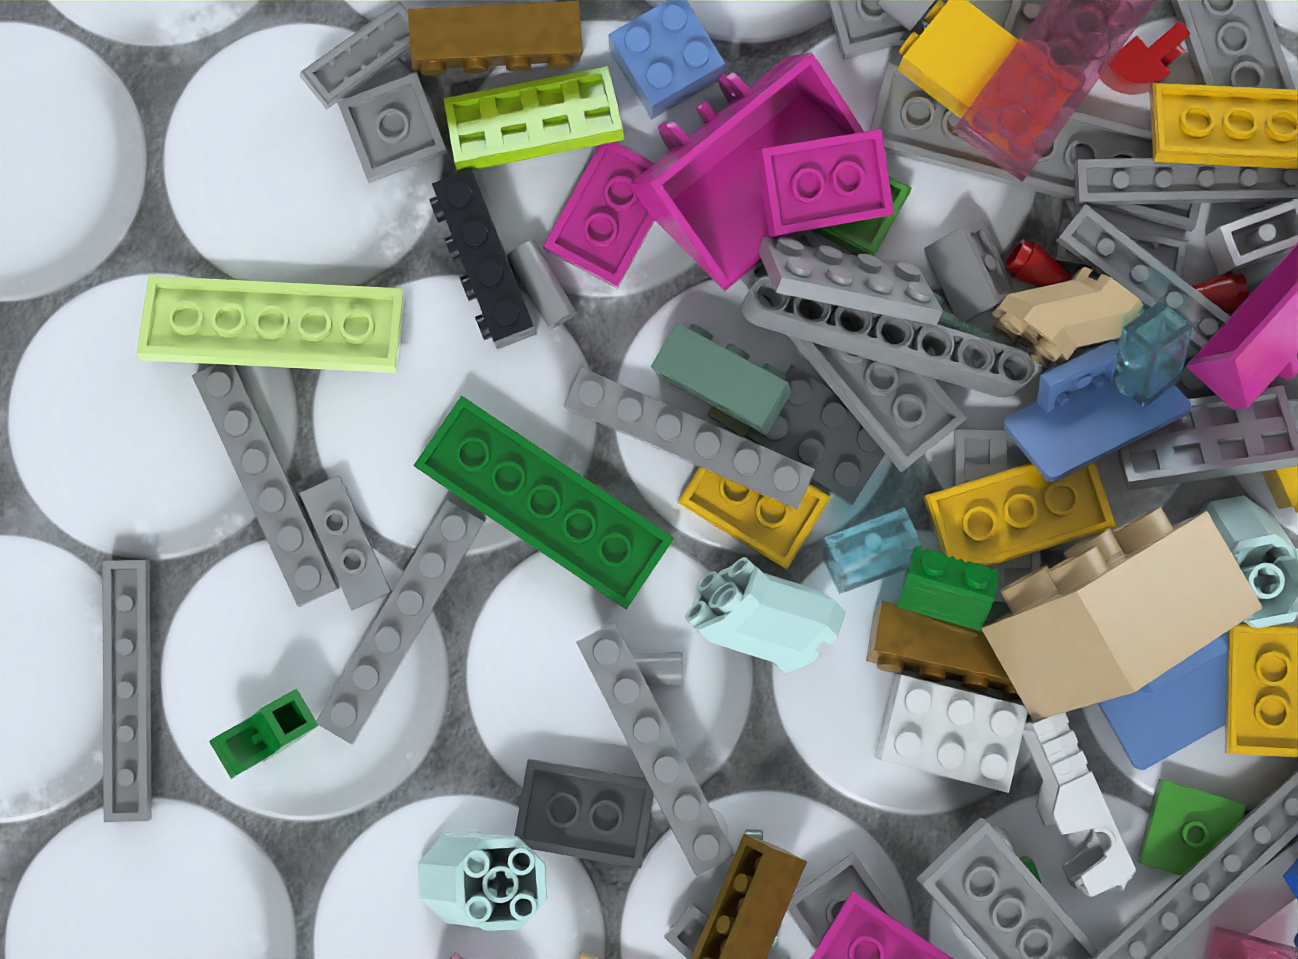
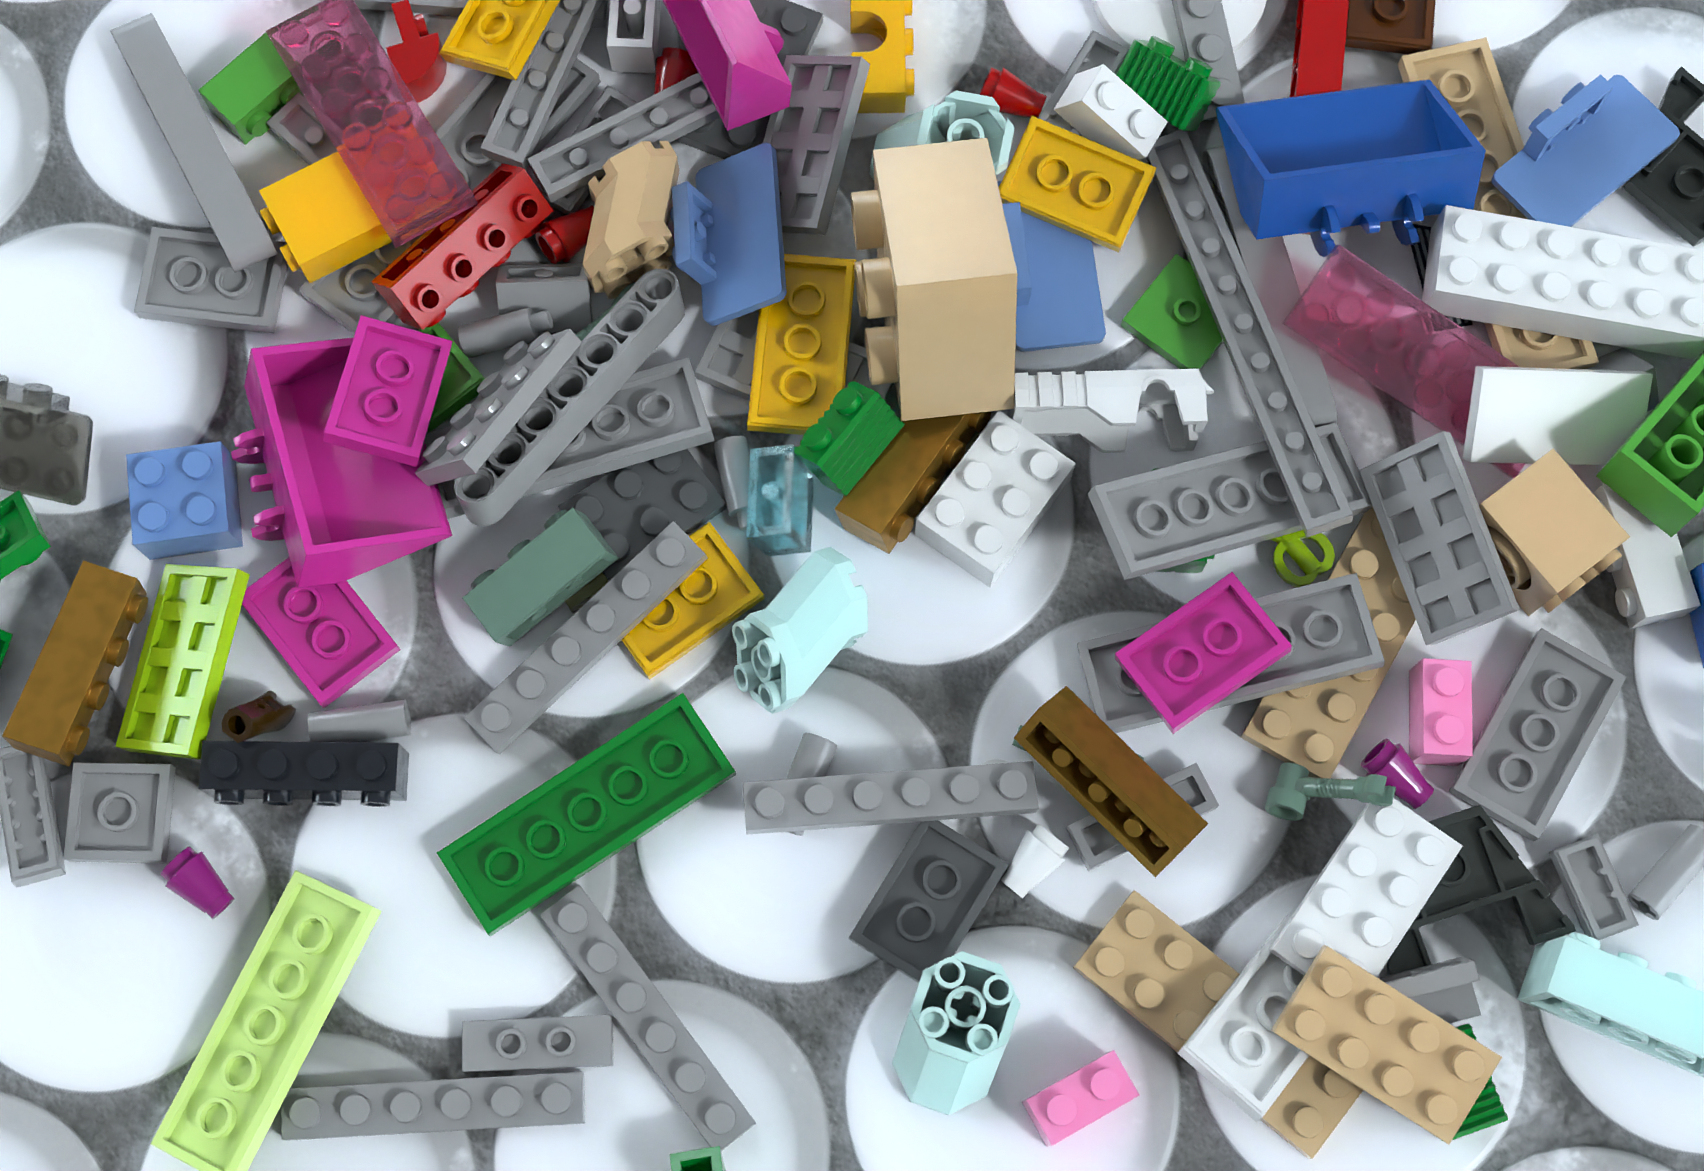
camera: 65 degrees left, 10 degrees down
(362, 215) = (197, 882): none -> magenta cone
(509, 201) = (257, 717): none -> dark brown bar
(654, 887) = (1034, 860): none -> white cone
(883, 500) = (733, 465): none -> light grey cylinder
(924, 250) = (502, 331): none -> light grey cylinder
(970, 182) = (461, 250): none -> red brick
(1151, 354) = (701, 154): clear light blue brick -> none

